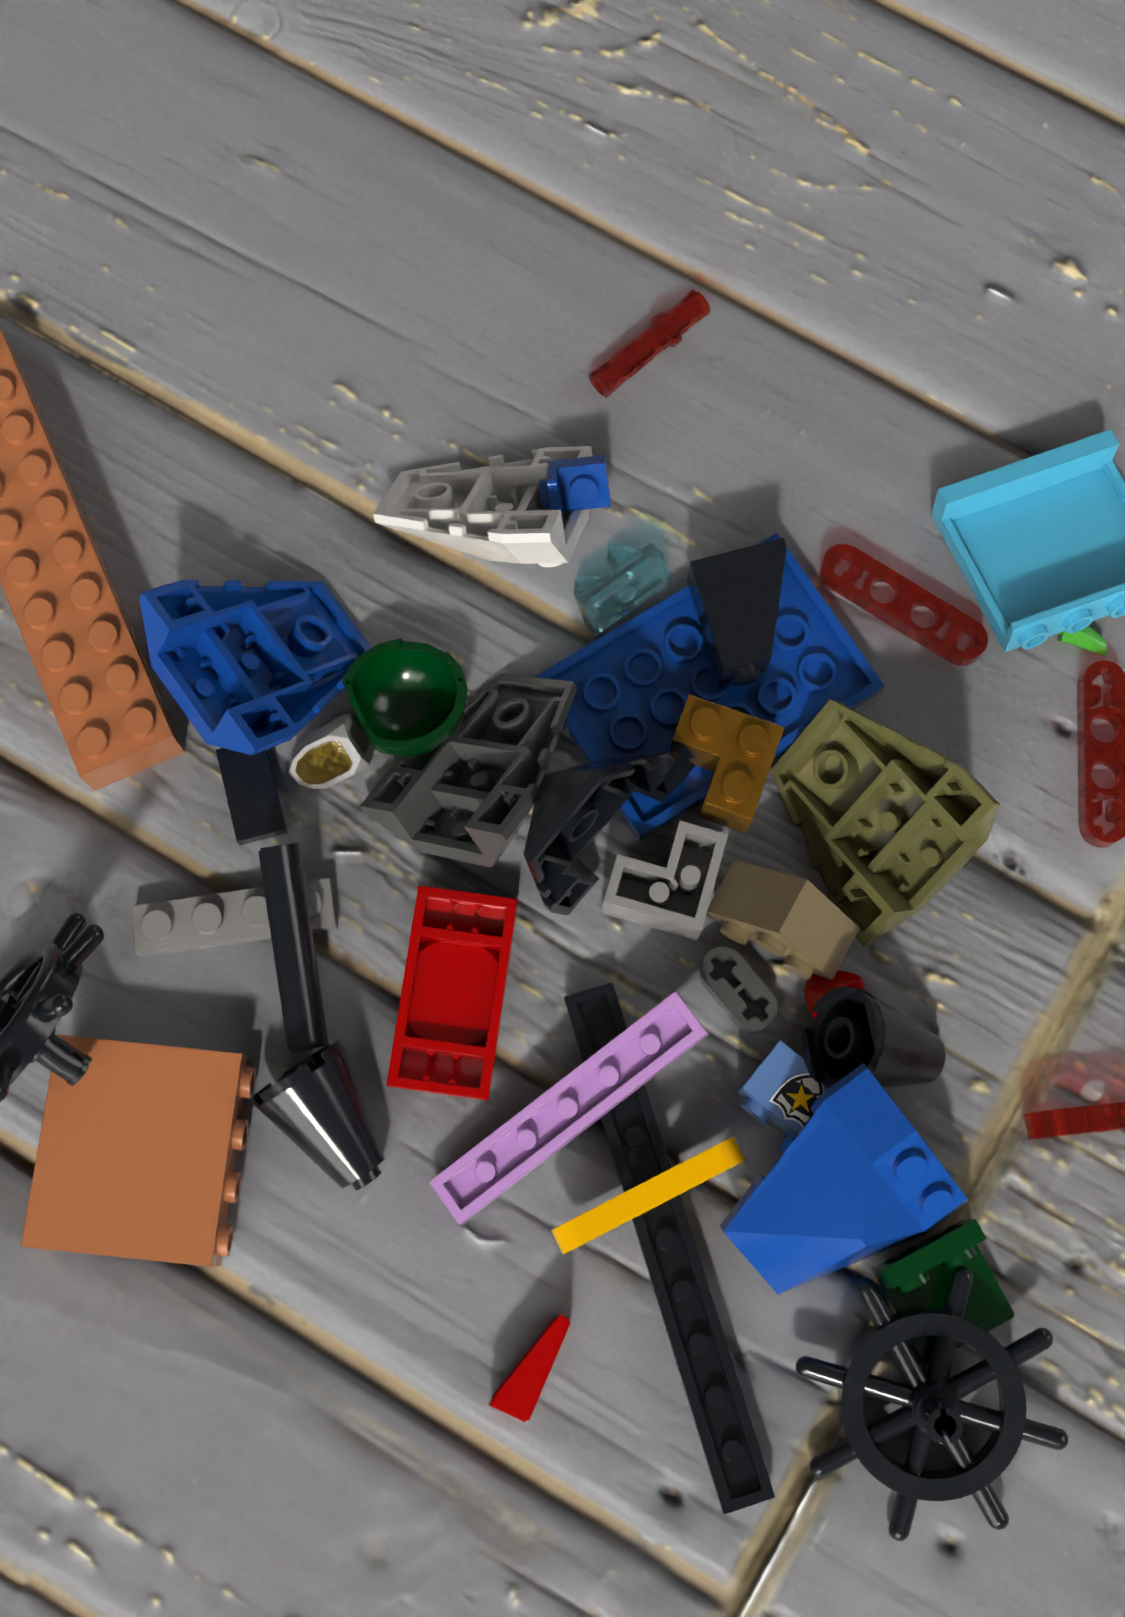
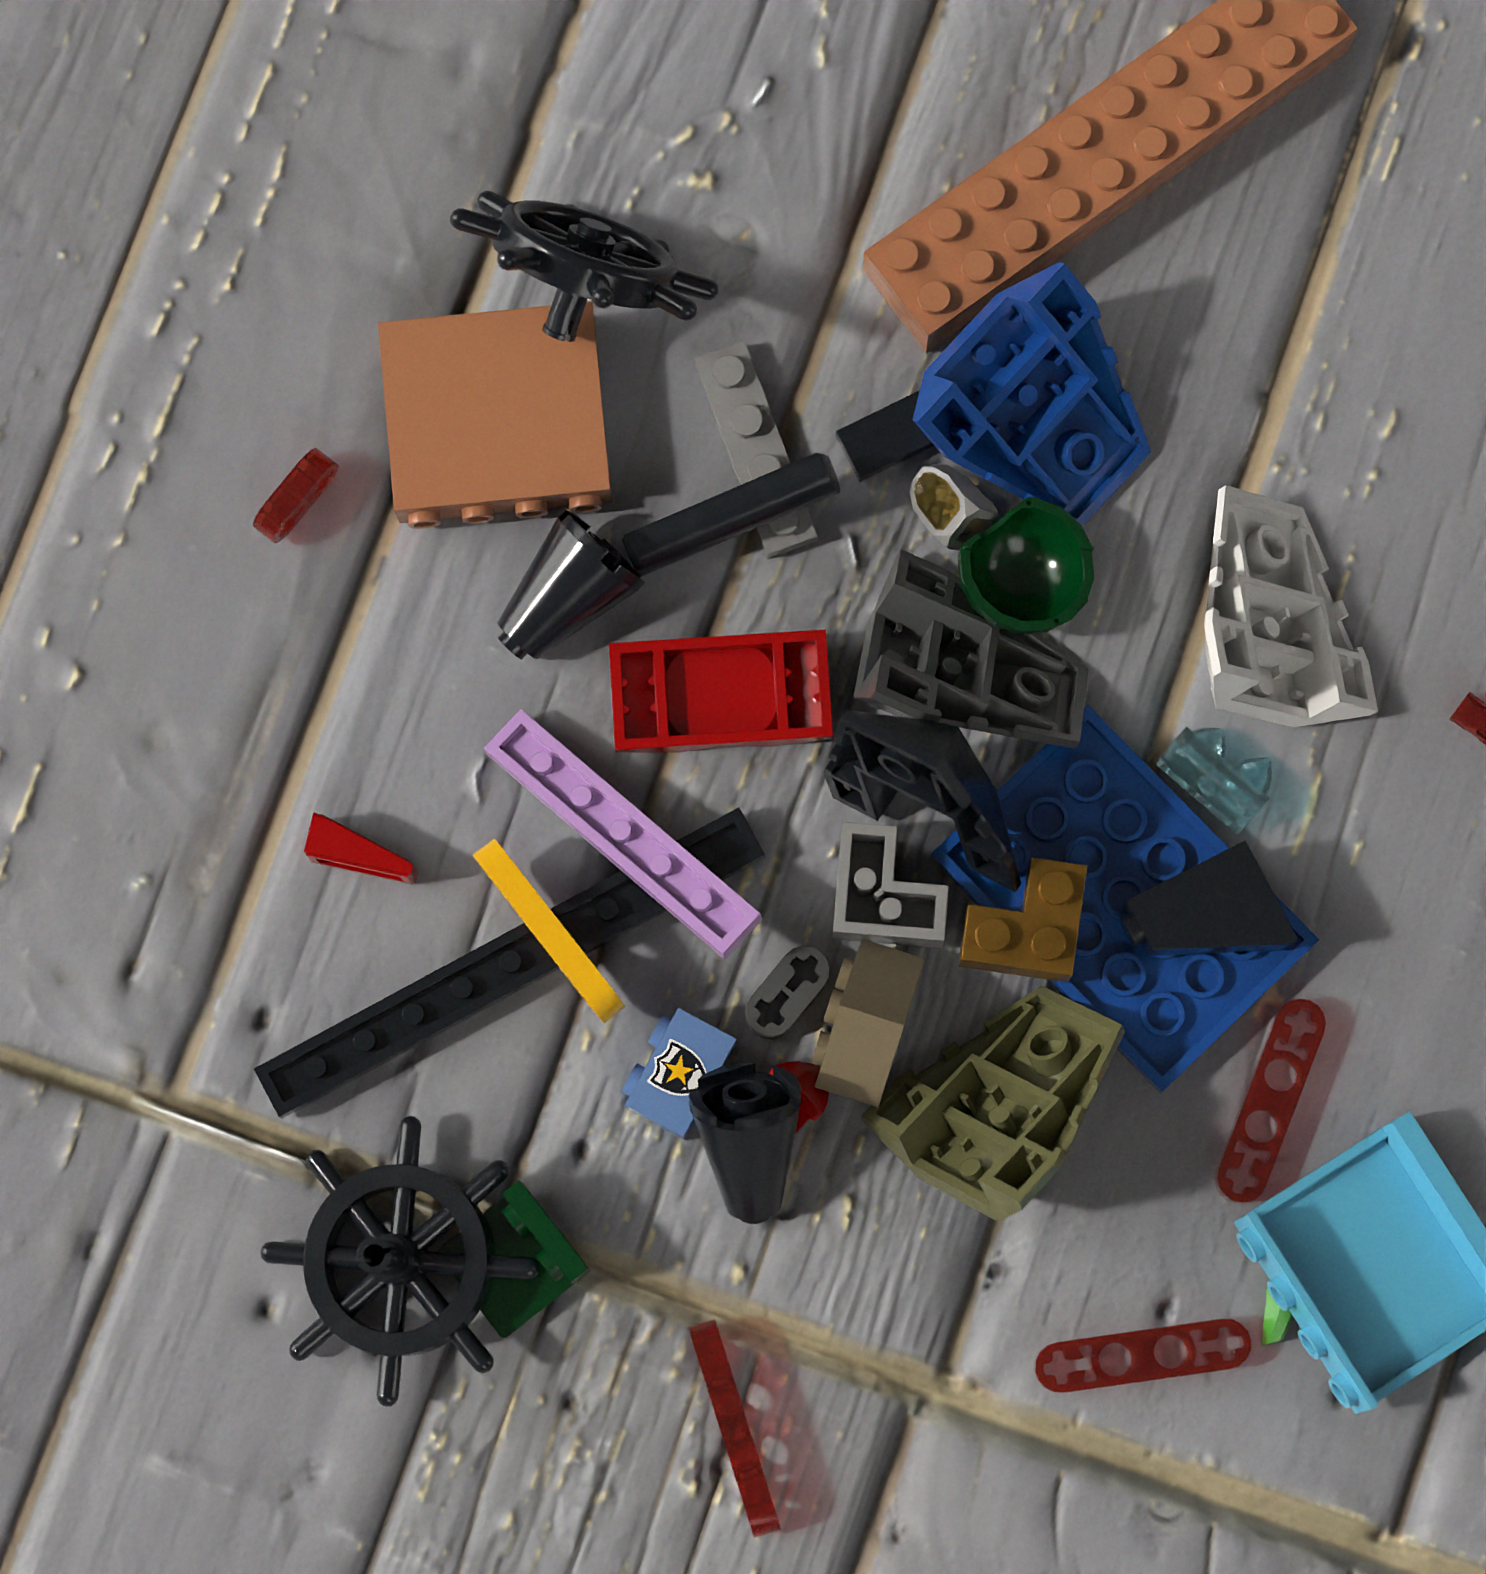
camera: 85 degrees right, 5 degrees up
(169, 1364) = (295, 495): none -> clear red beam
(576, 484) = (1315, 698): blue bracket -> none
(842, 1189) = (591, 1128): blue wedge -> none

